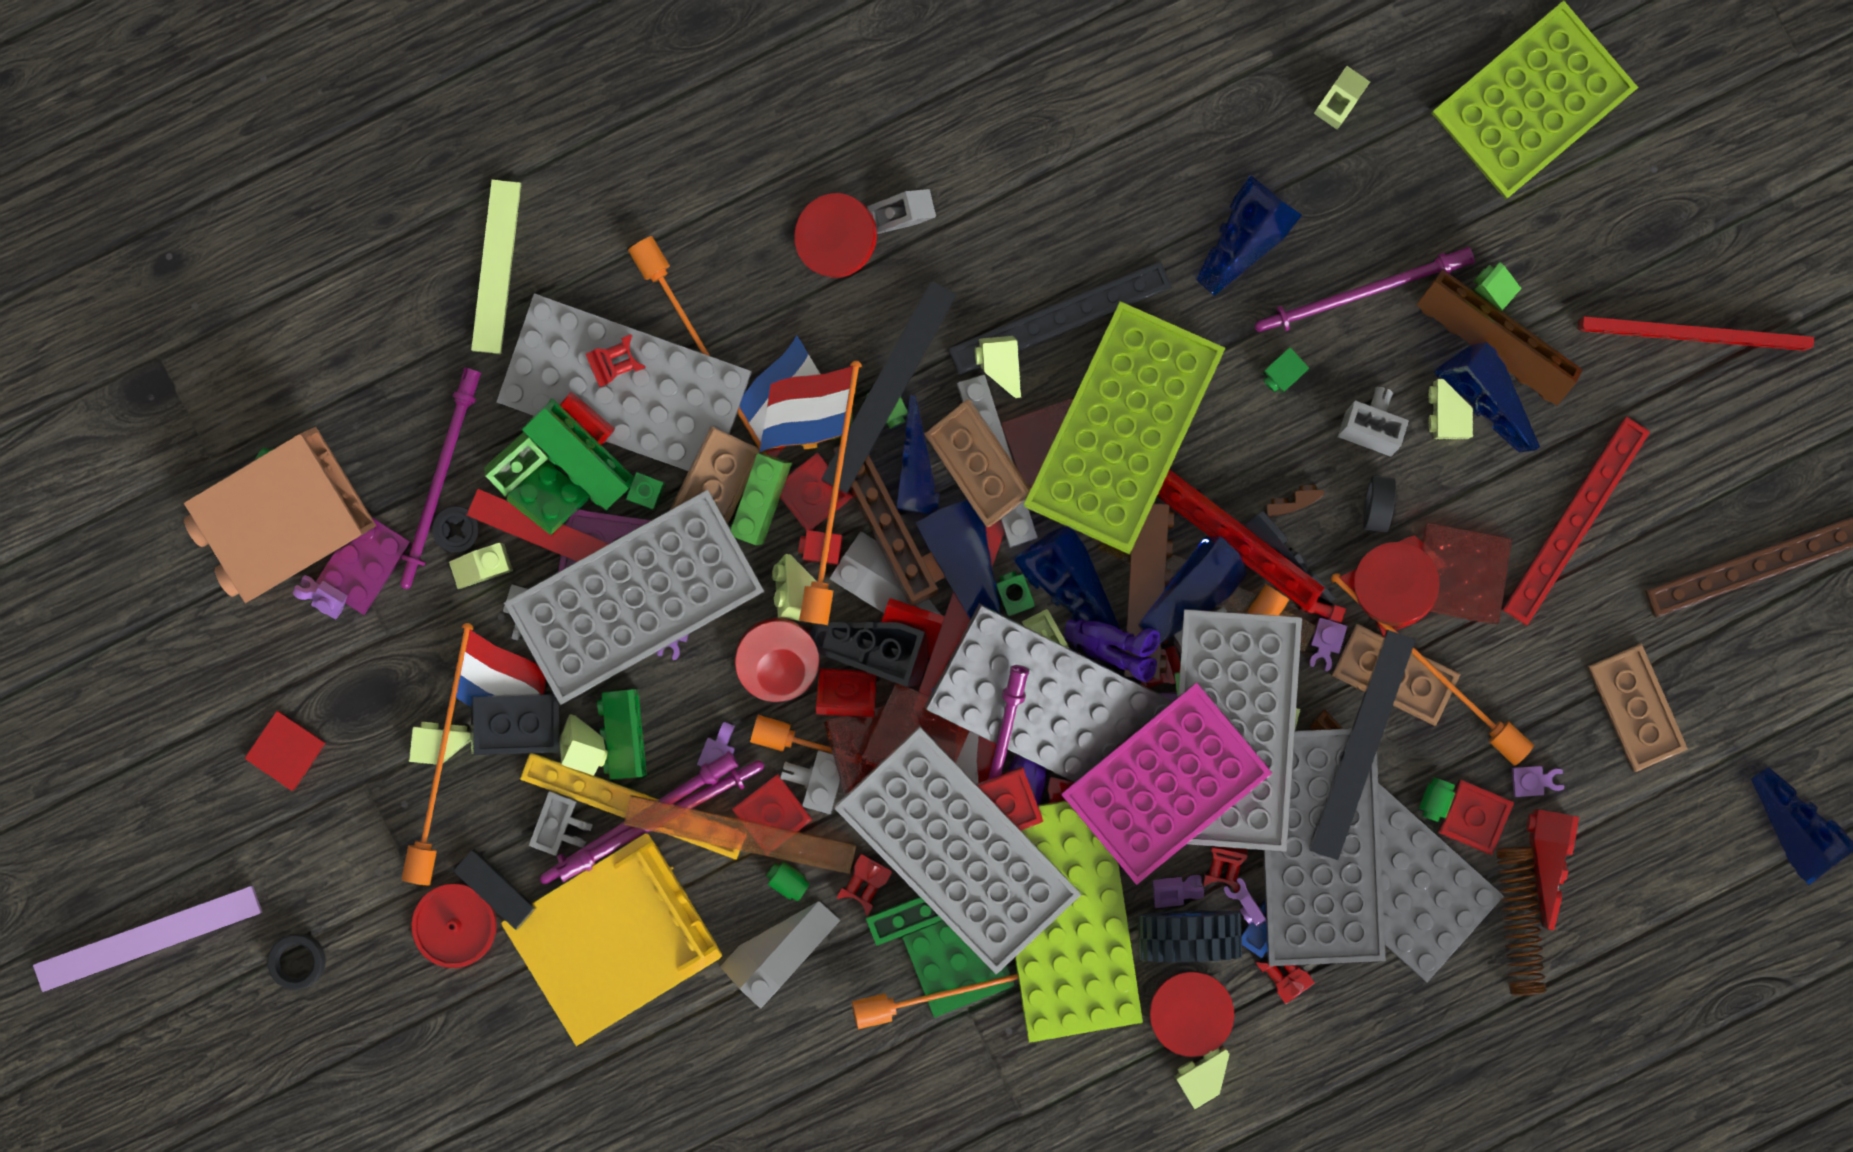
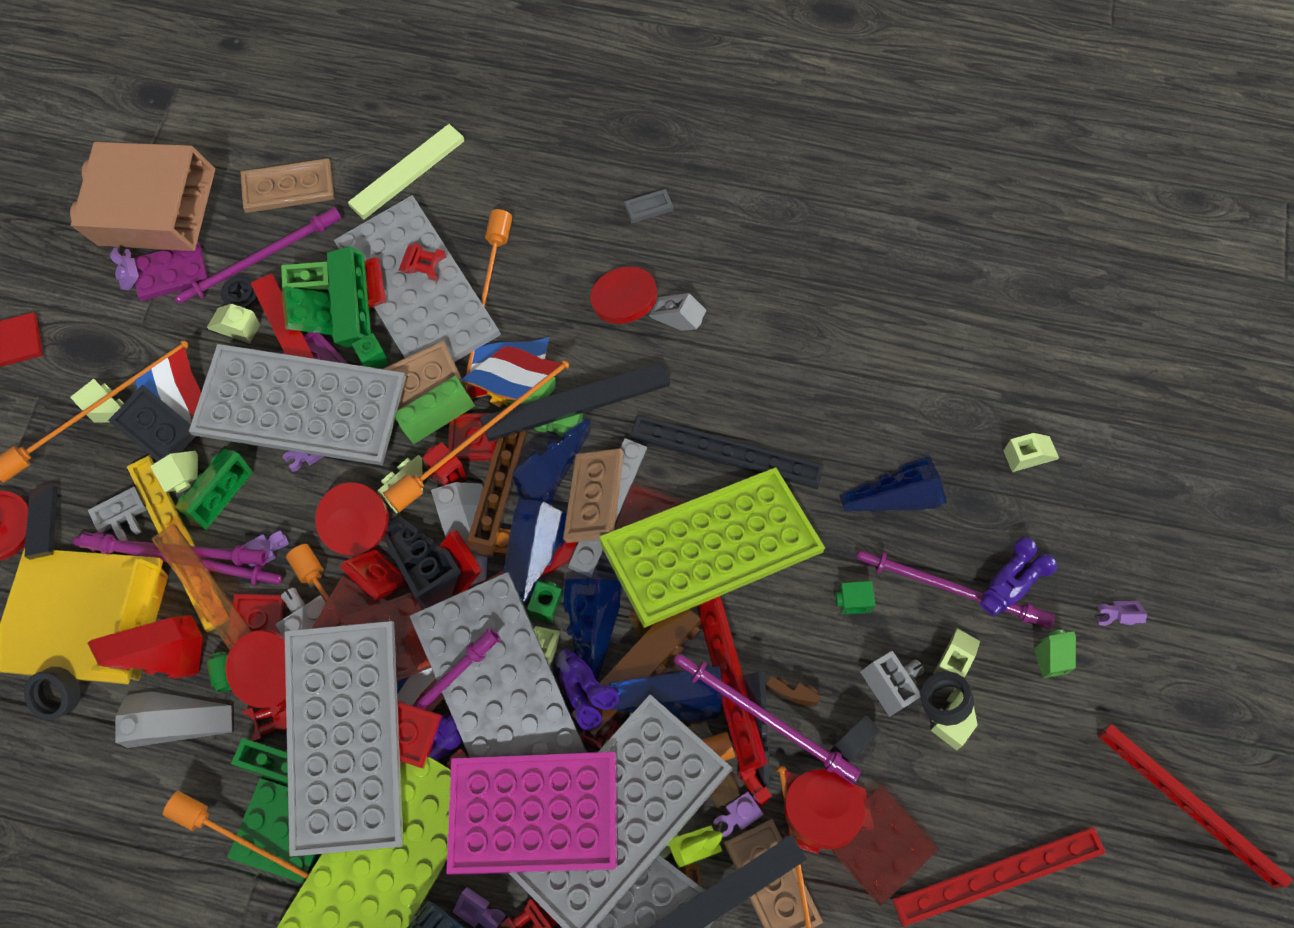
camera: 40 degrees right, 20 degrees down
(389, 379) = (287, 185): none -> medium nougat tile
(662, 1033) = (37, 700): none -> black tyre
(723, 911) = (161, 646): none -> red wedge
(774, 112) = (648, 206): none -> dark grey tile
(826, 851) = (258, 668): none -> red piece
(1000, 361) = (663, 443): yellowish green slope -> none
(1314, 697) = (695, 846): none -> lime tile
(1374, 539) = (832, 761): none -> magenta bar
(1410, 259) = (1005, 589): none -> dark purple piece
(1412, 355) = (958, 654): none -> yellowish green slope
(1412, 396) = (941, 680): none -> black tyre
(1480, 322) = (1033, 693): reddish brown brick -> none
(1485, 383) = (1000, 720): clear blue wedge -> none
(1528, 196) = (1124, 611): none -> medium lavender plate
(1534, 100) = (1173, 553): lime plate -> none

